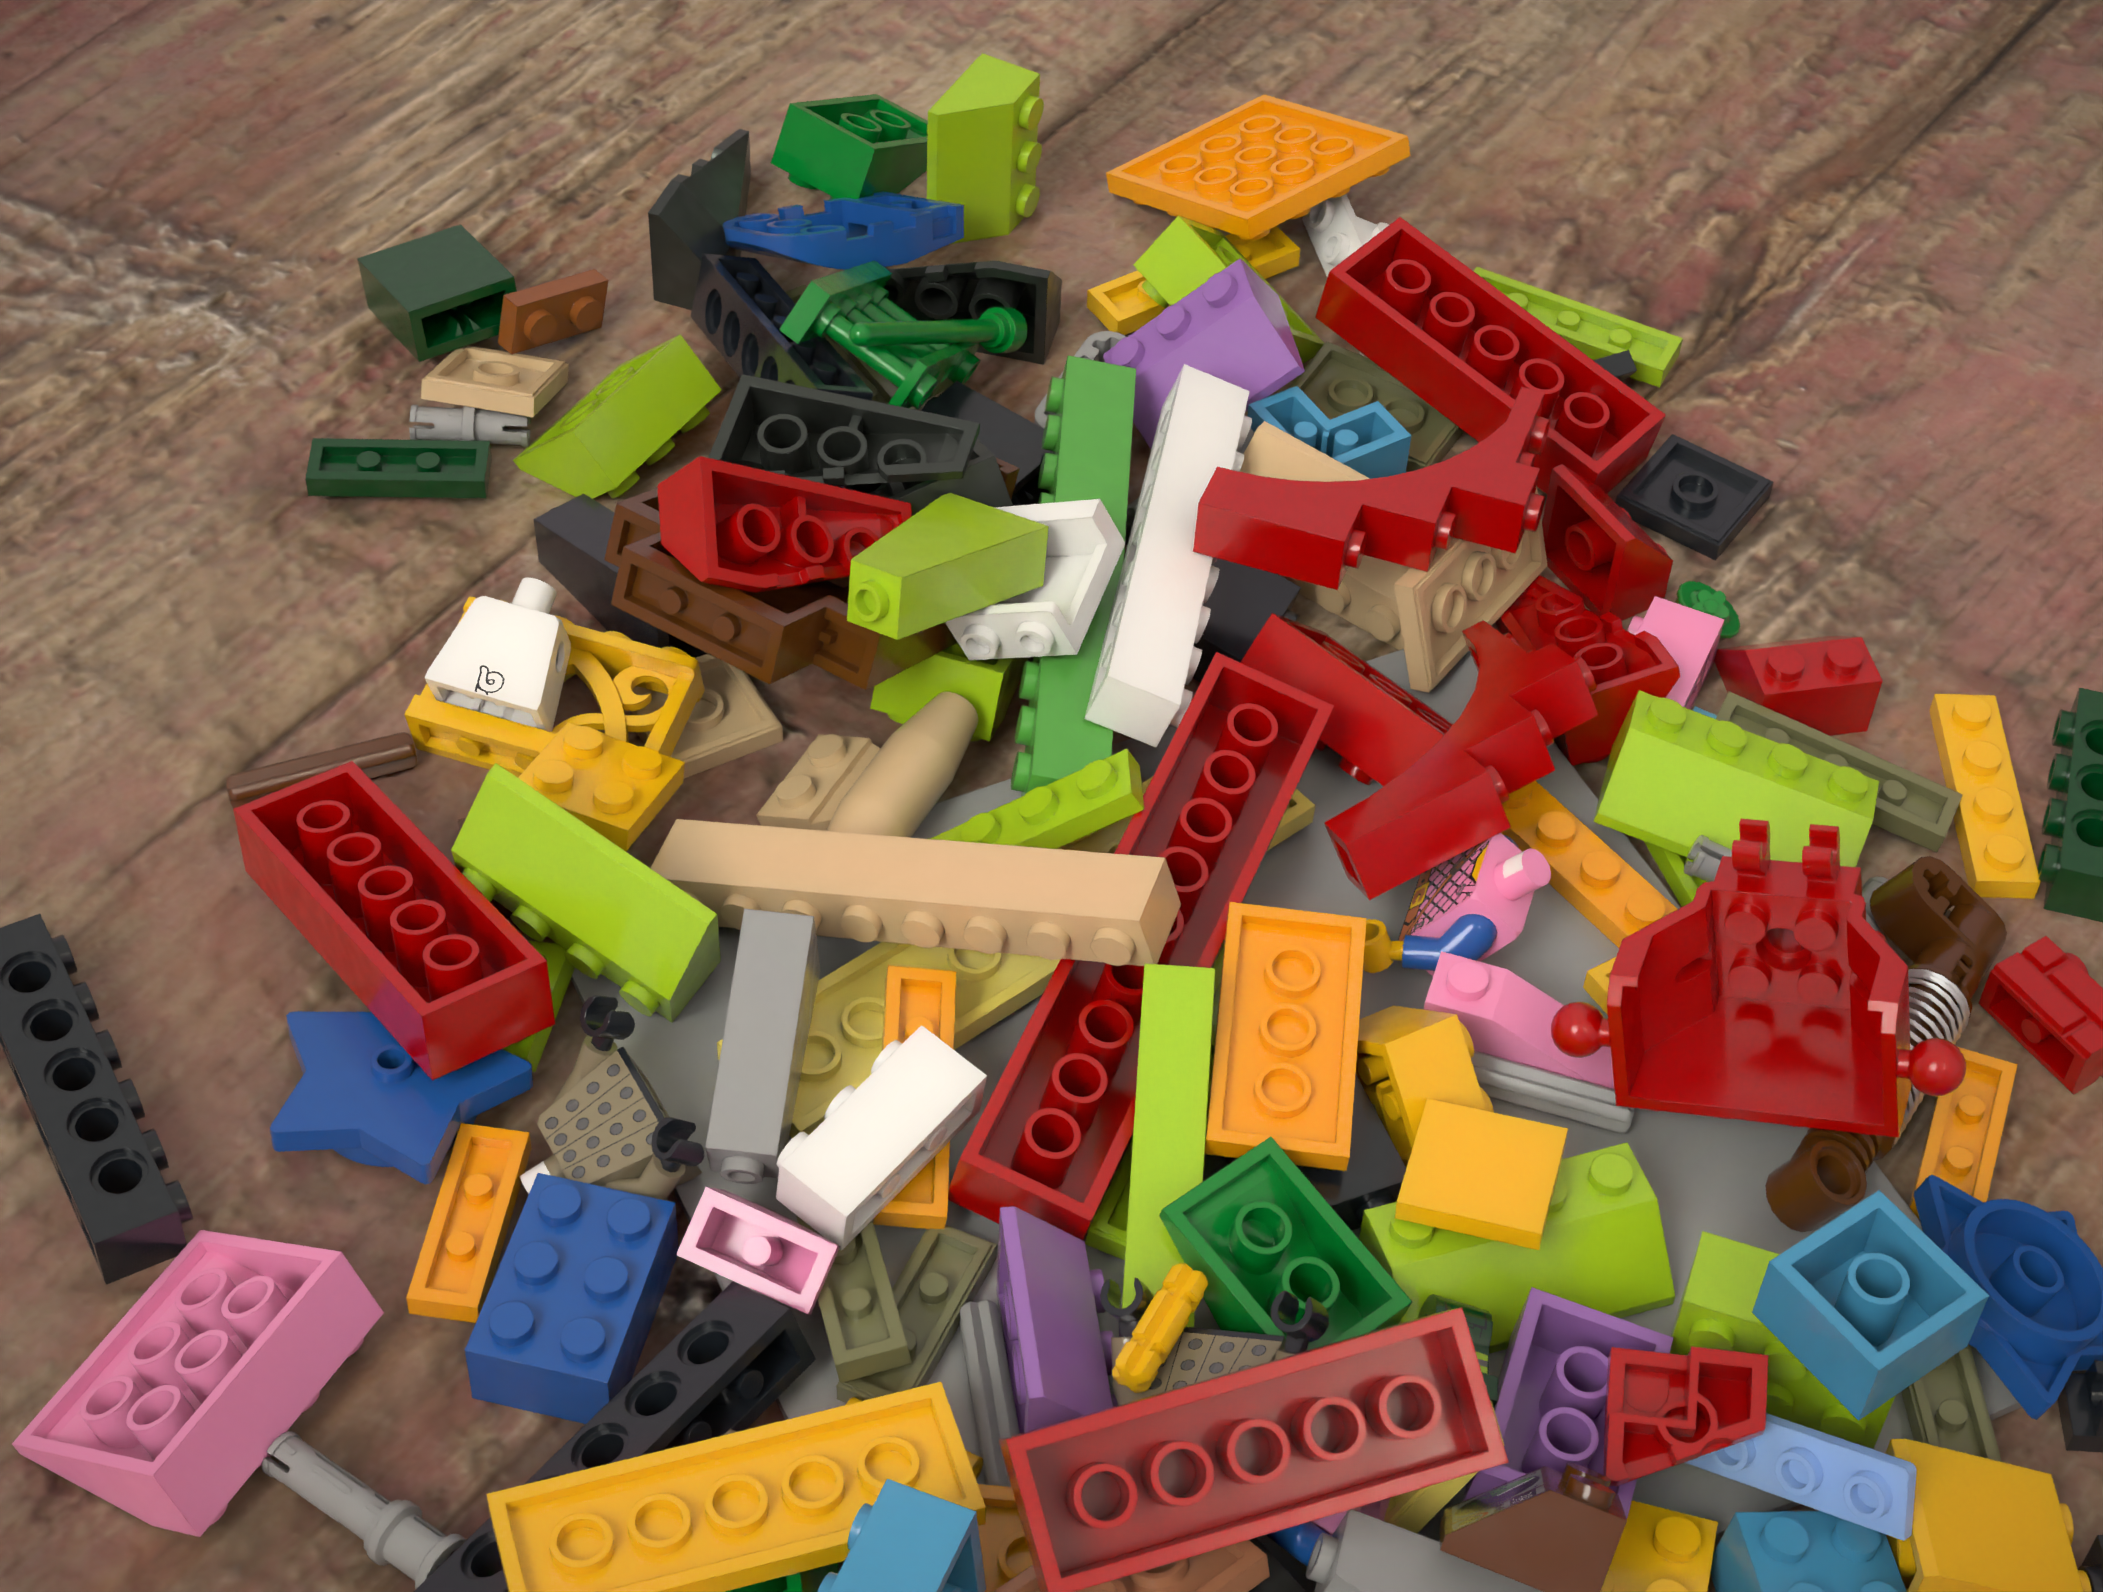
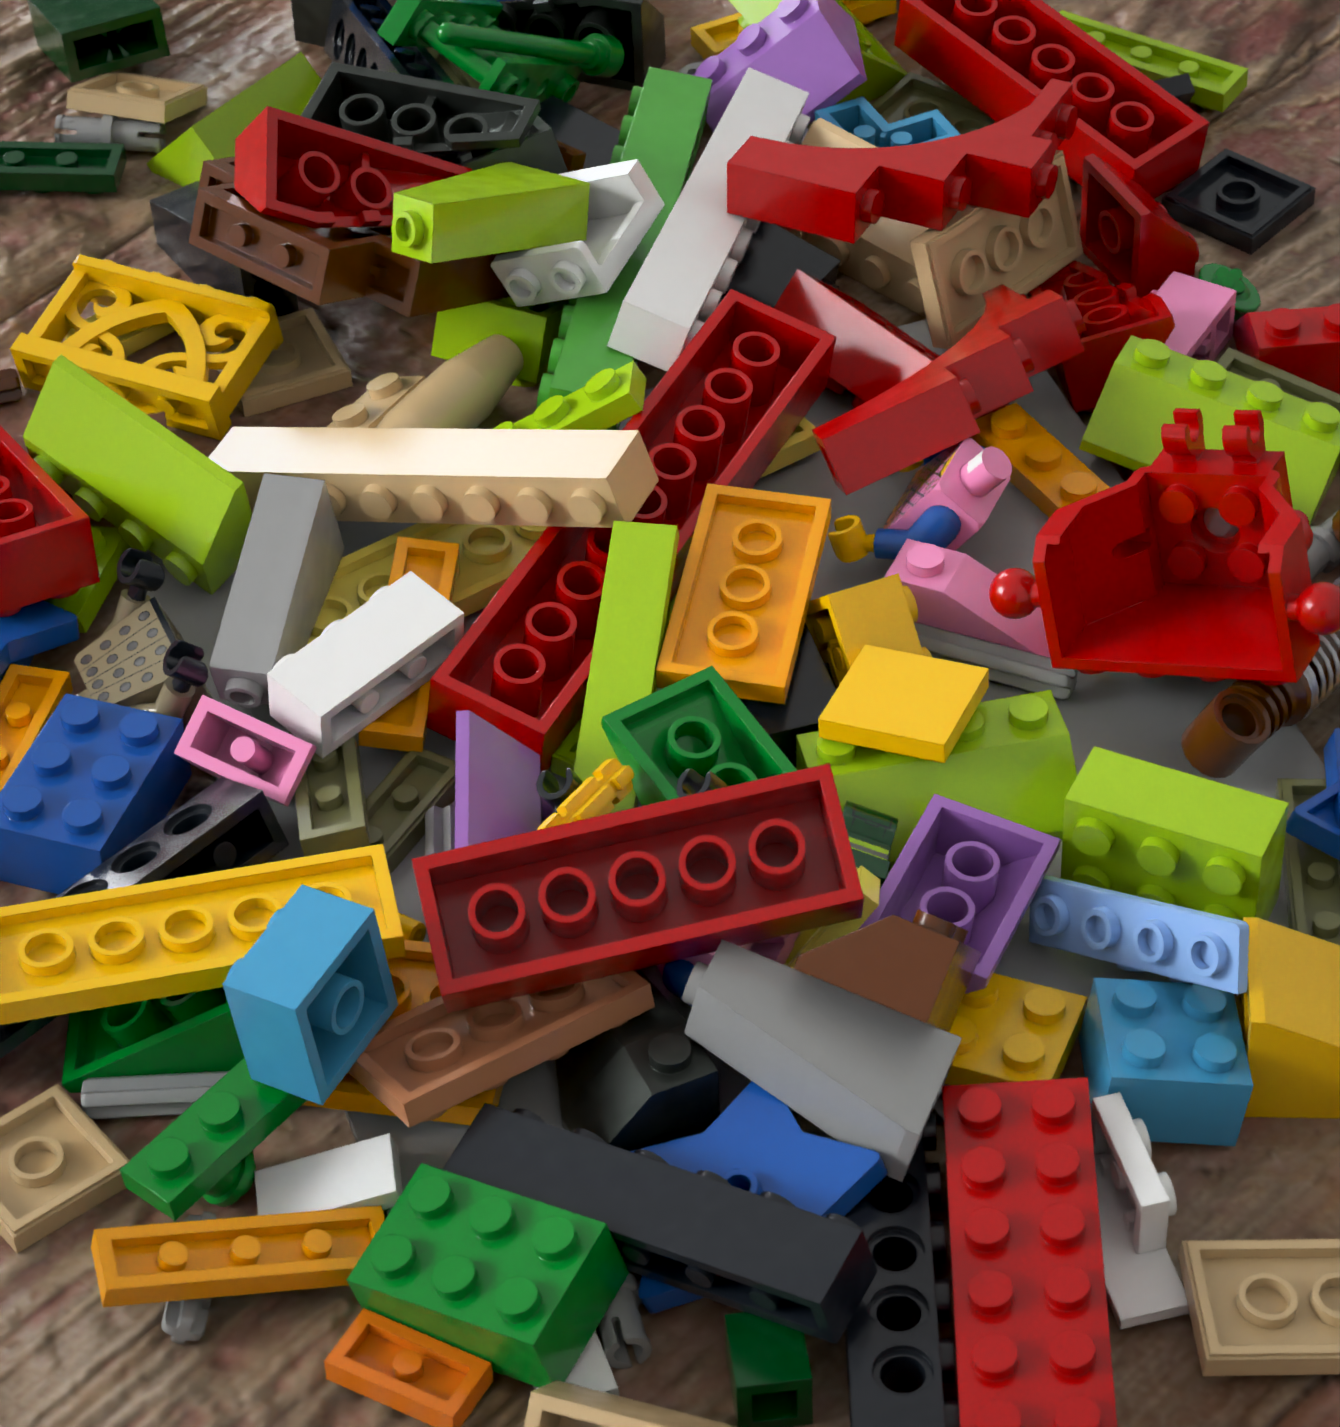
camera: 10 degrees right, 5 degrees down
(506, 658) = (102, 300): white torso -> none
(552, 311) = (196, 41): dark orange plate -> none
(605, 781) = (179, 394): yellow plate -> none
(1679, 1407) = (1048, 882): red slope -> none
(1869, 1304) = (1223, 791): dark azure brick -> none

